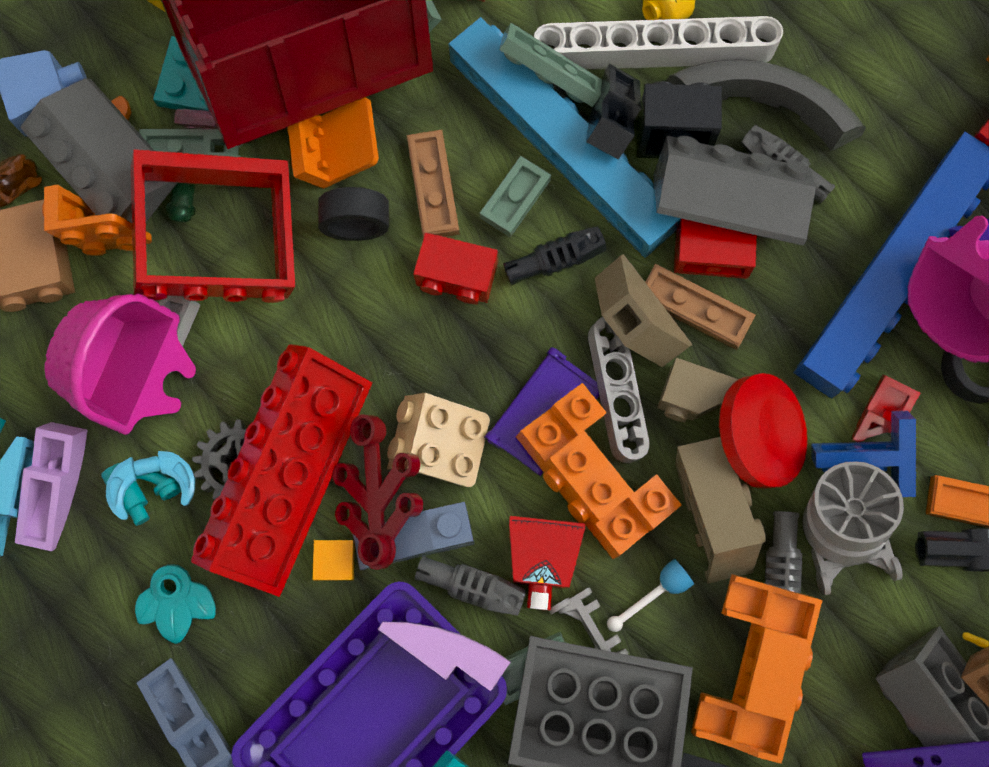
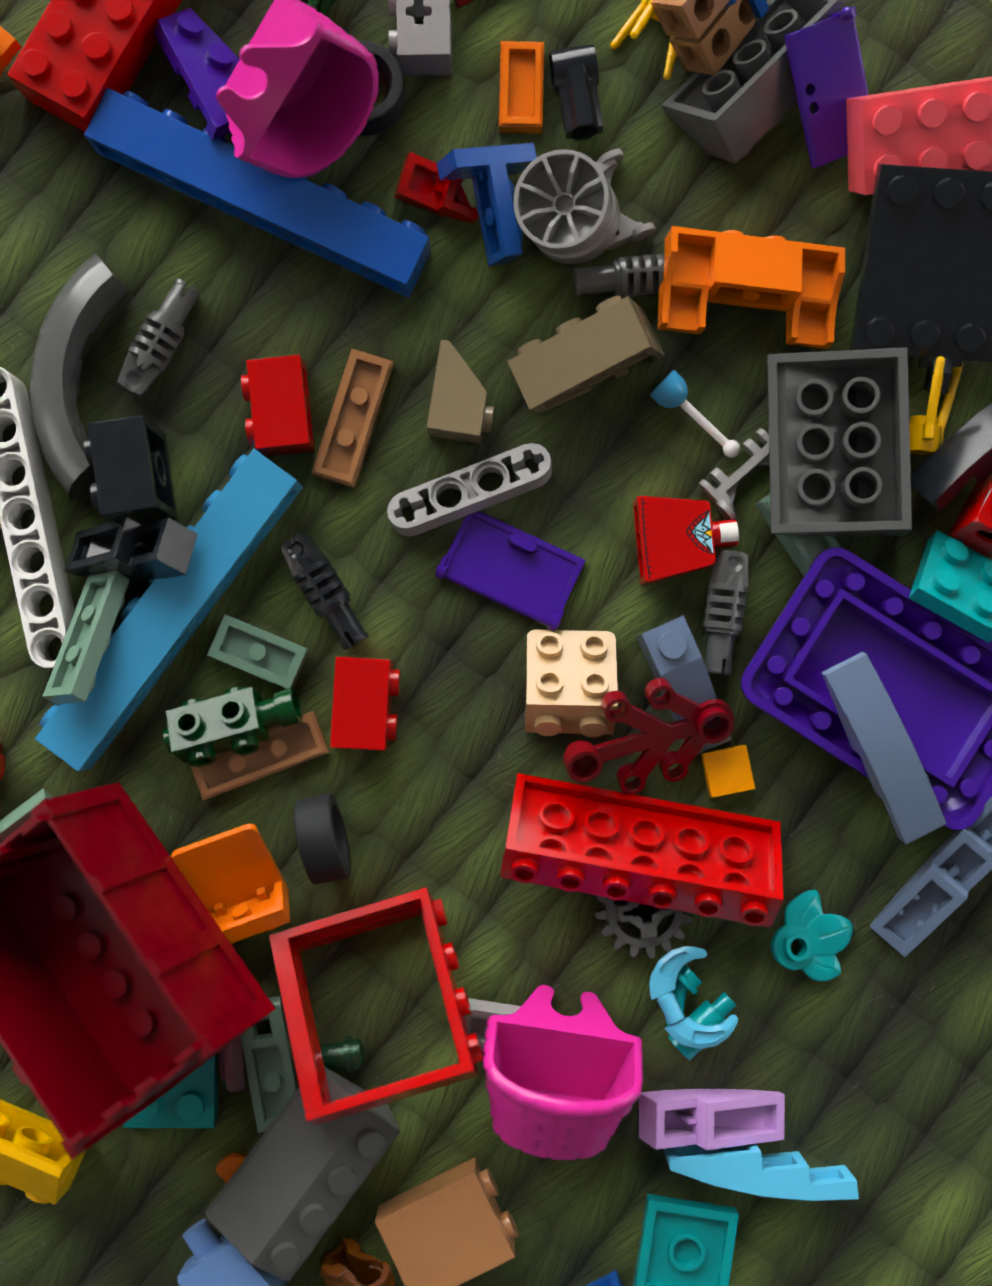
camera: 105 degrees left, 10 degrees up
(77, 225) = (403, 1170): orange bracket -> none
(318, 692) = (884, 747): none -> sand blue slope
(447, 650) = (810, 617): lavender slope -> none
(462, 140) = (215, 733): none -> dark green brick
(587, 478) = (582, 505): orange bracket -> none
(638, 314) = (379, 483): dark tan slope -> none
(734, 189) = (211, 392): dark grey slope -> none
(763, 431) = (493, 317): red piece -> none

